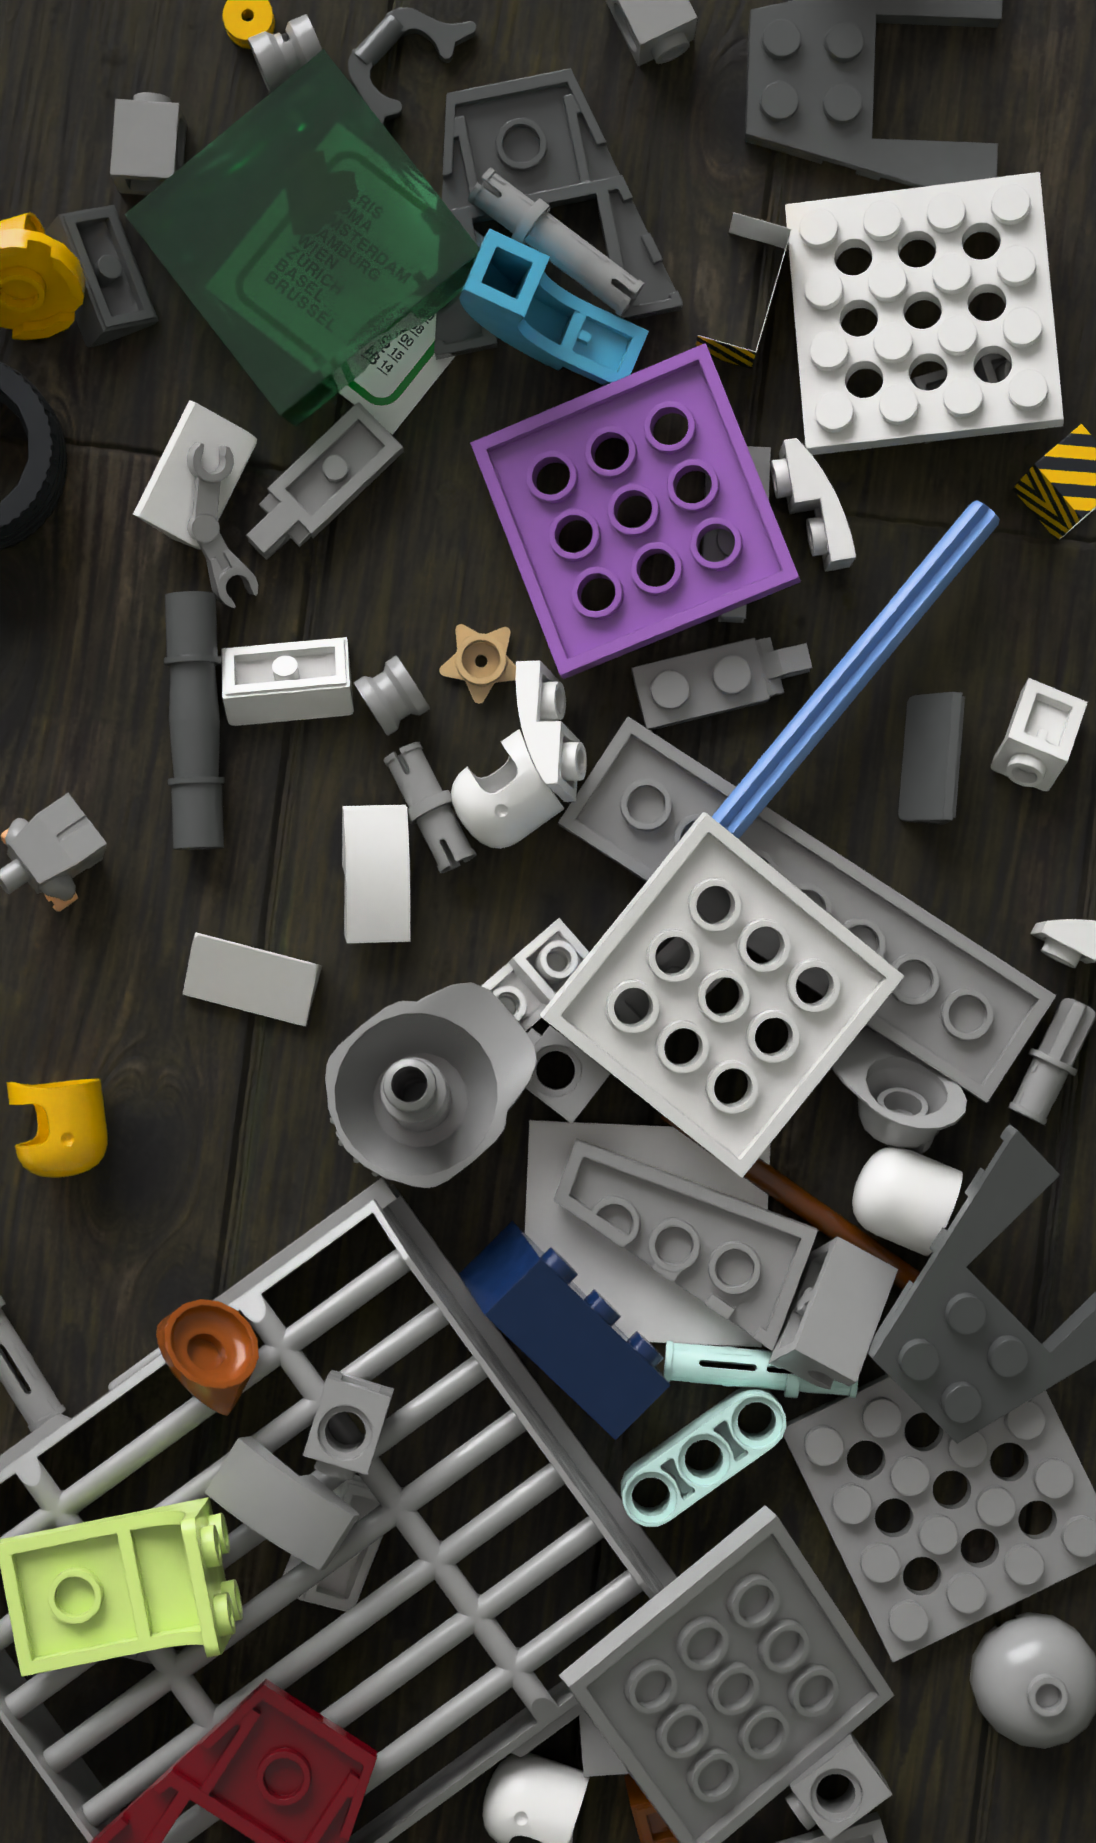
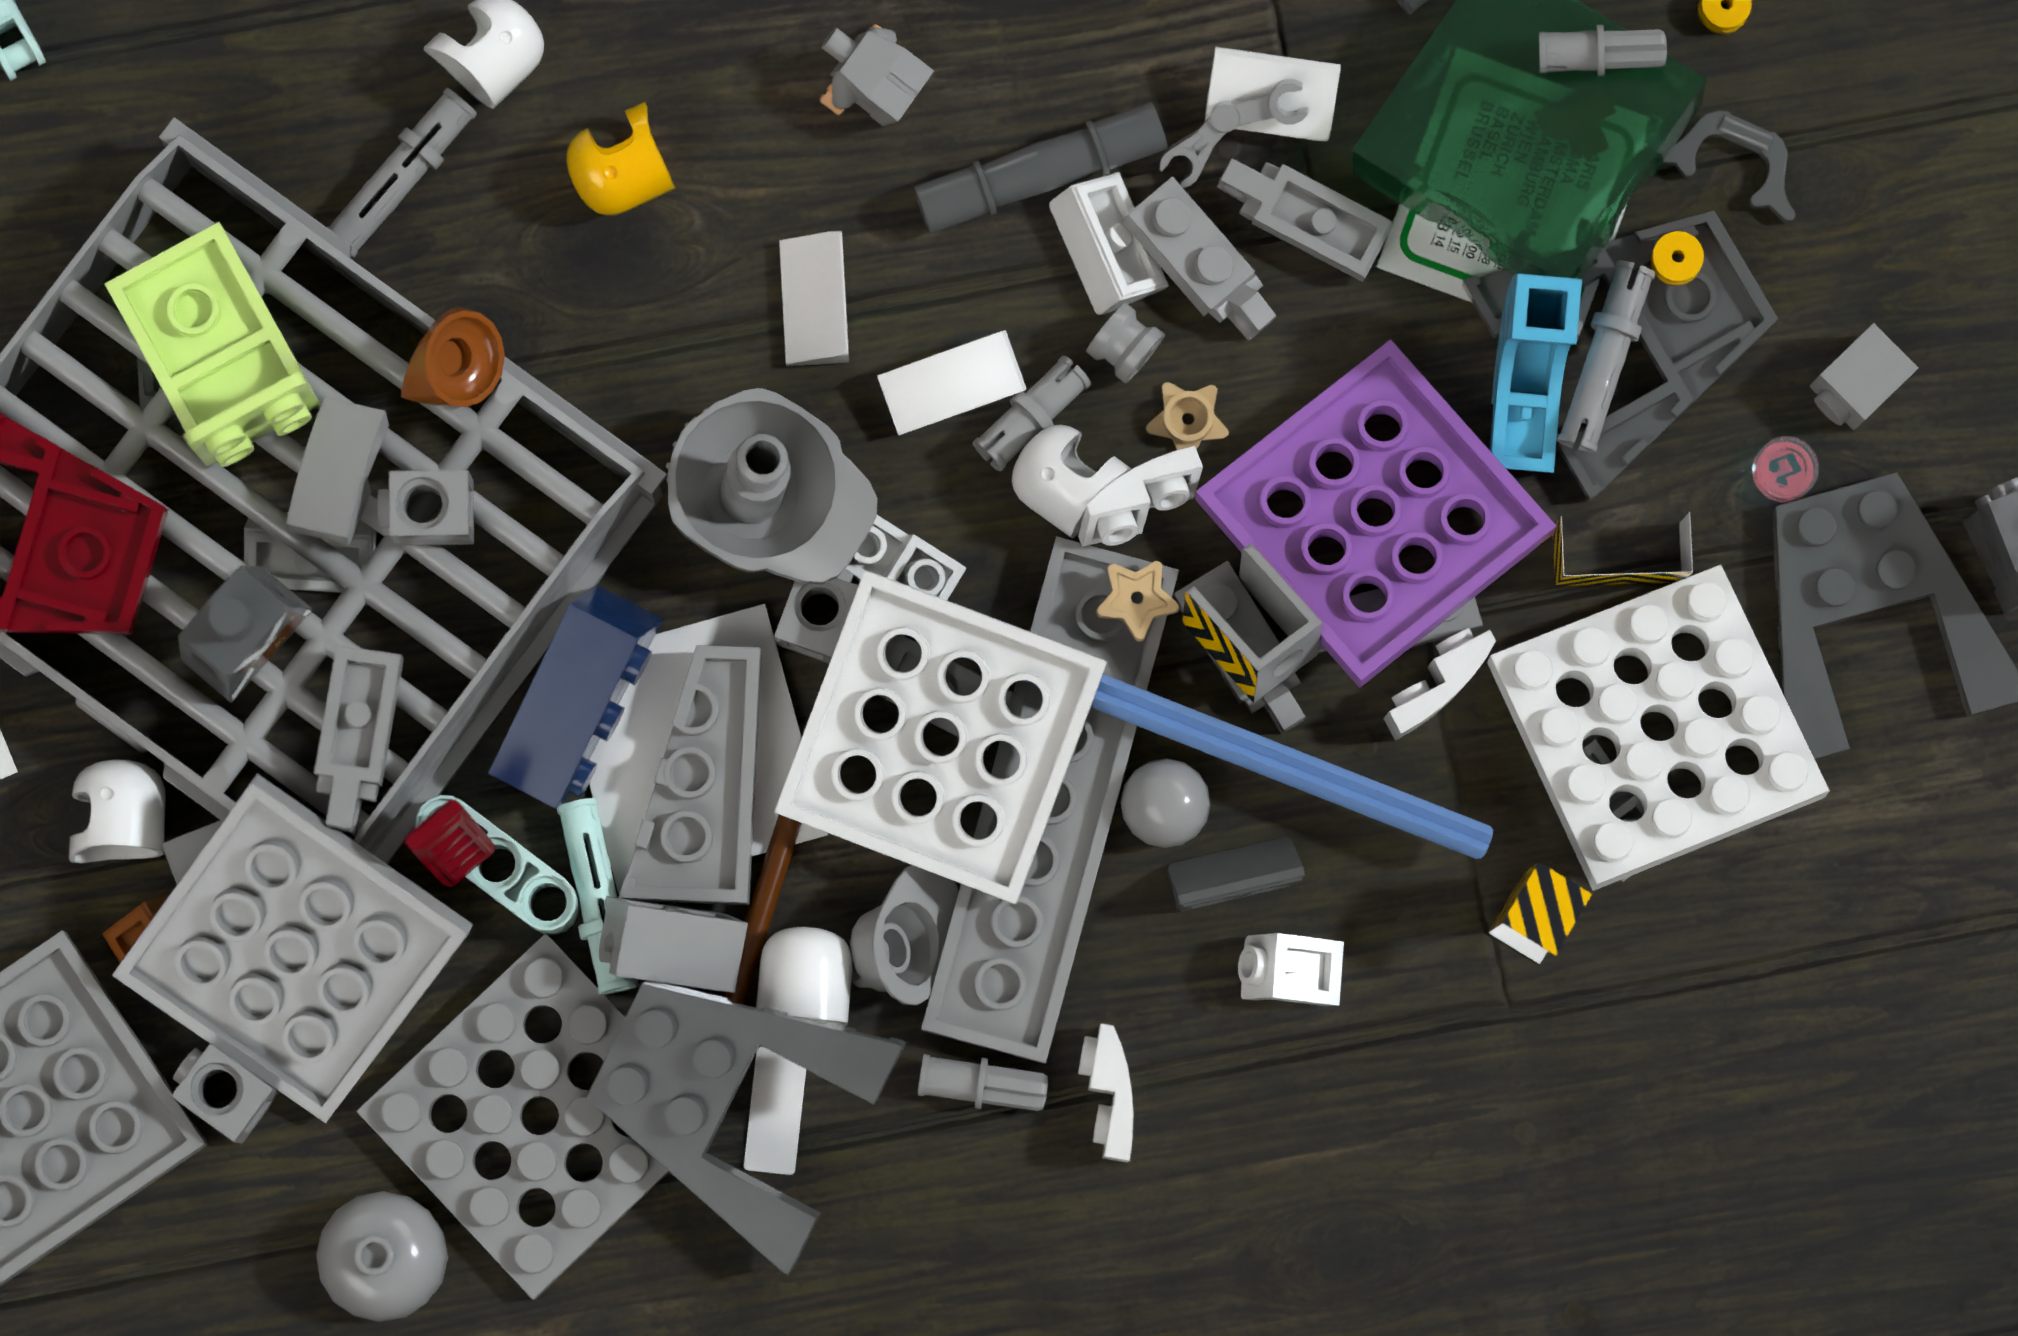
camera: 70 degrees right, 5 degrees down
(263, 139) = (1601, 50): none -> light grey axle
(284, 54) = (1700, 50): light grey wheel -> none
(332, 598) = (1199, 258): none -> light grey hinge
(407, 1643) = (240, 629): none -> dark grey torso
(482, 128) = (1677, 272): none -> yellow piece
(545, 1563) = (356, 731): none -> light grey hinge
(645, 783) = (1119, 603): none -> tan plate
(680, 1502) = (450, 843): none -> dark red slope
(697, 629) = (1284, 606): none -> light grey piece
(711, 114) = (1785, 469): none -> clear light blue tile
(845, 802) = (1165, 803): none -> light grey piece
(1025, 1269) = (774, 1114): none -> white sticker

